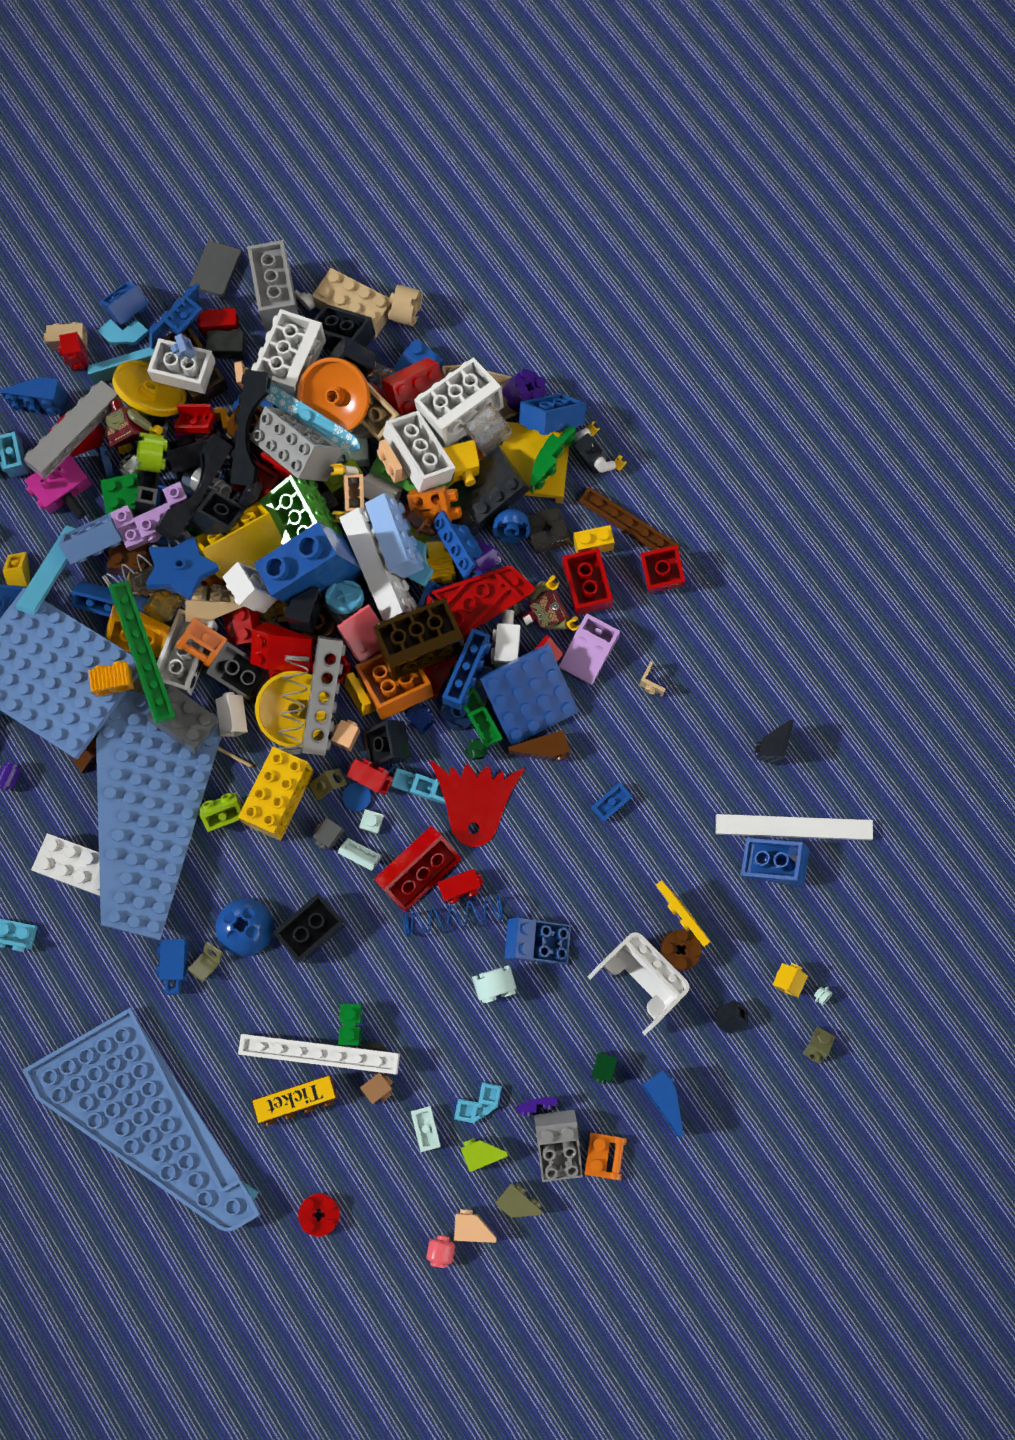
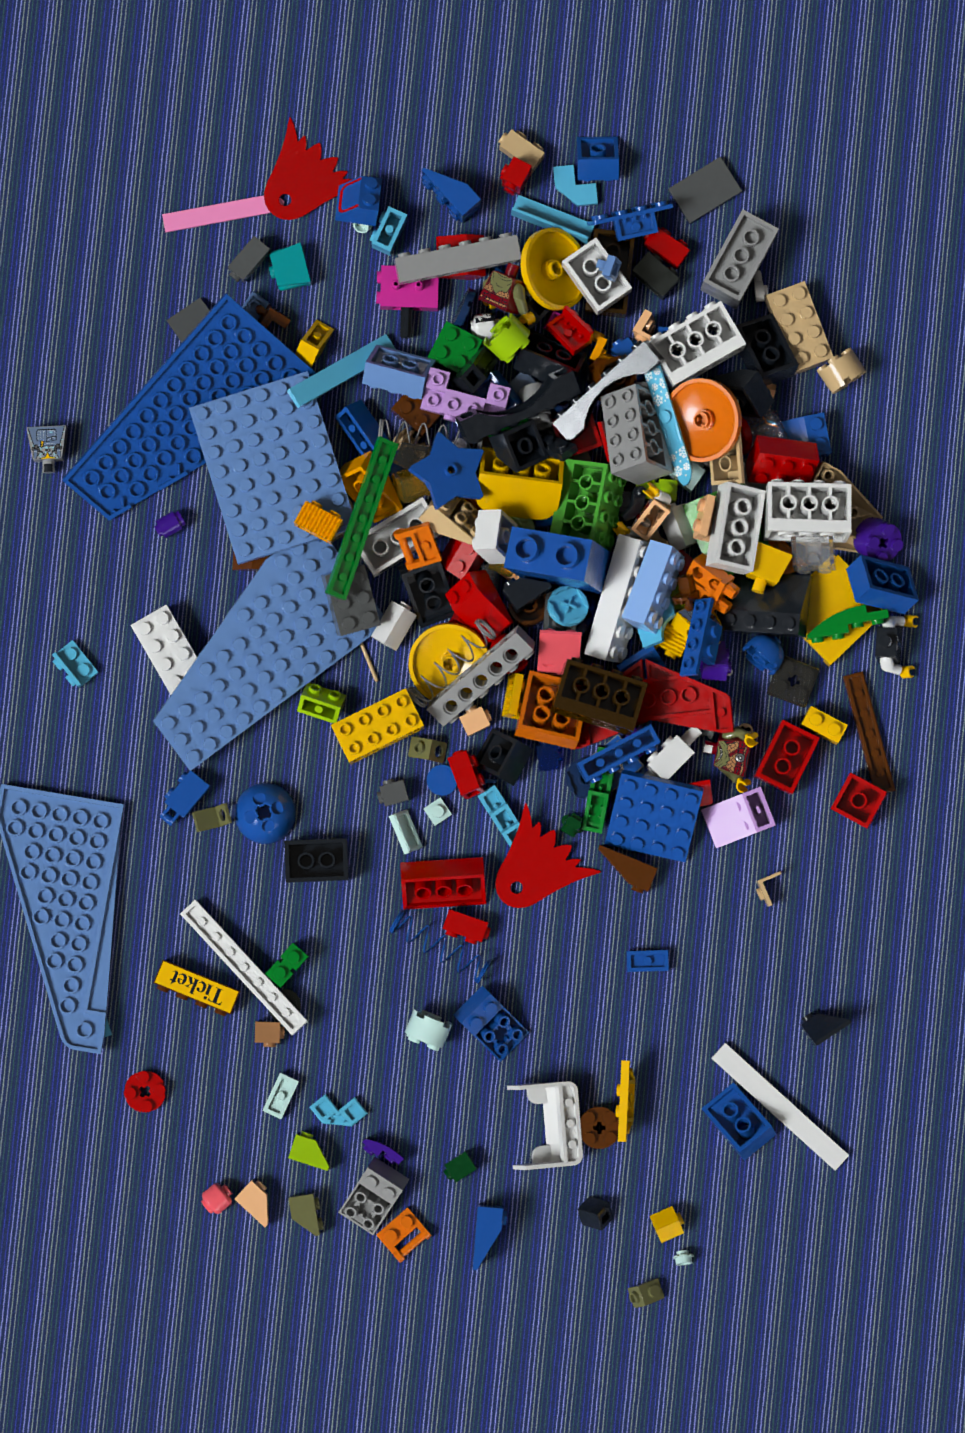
camera: 35 degrees right, 10 degrees up
(336, 494) = (636, 505): none -> black arm

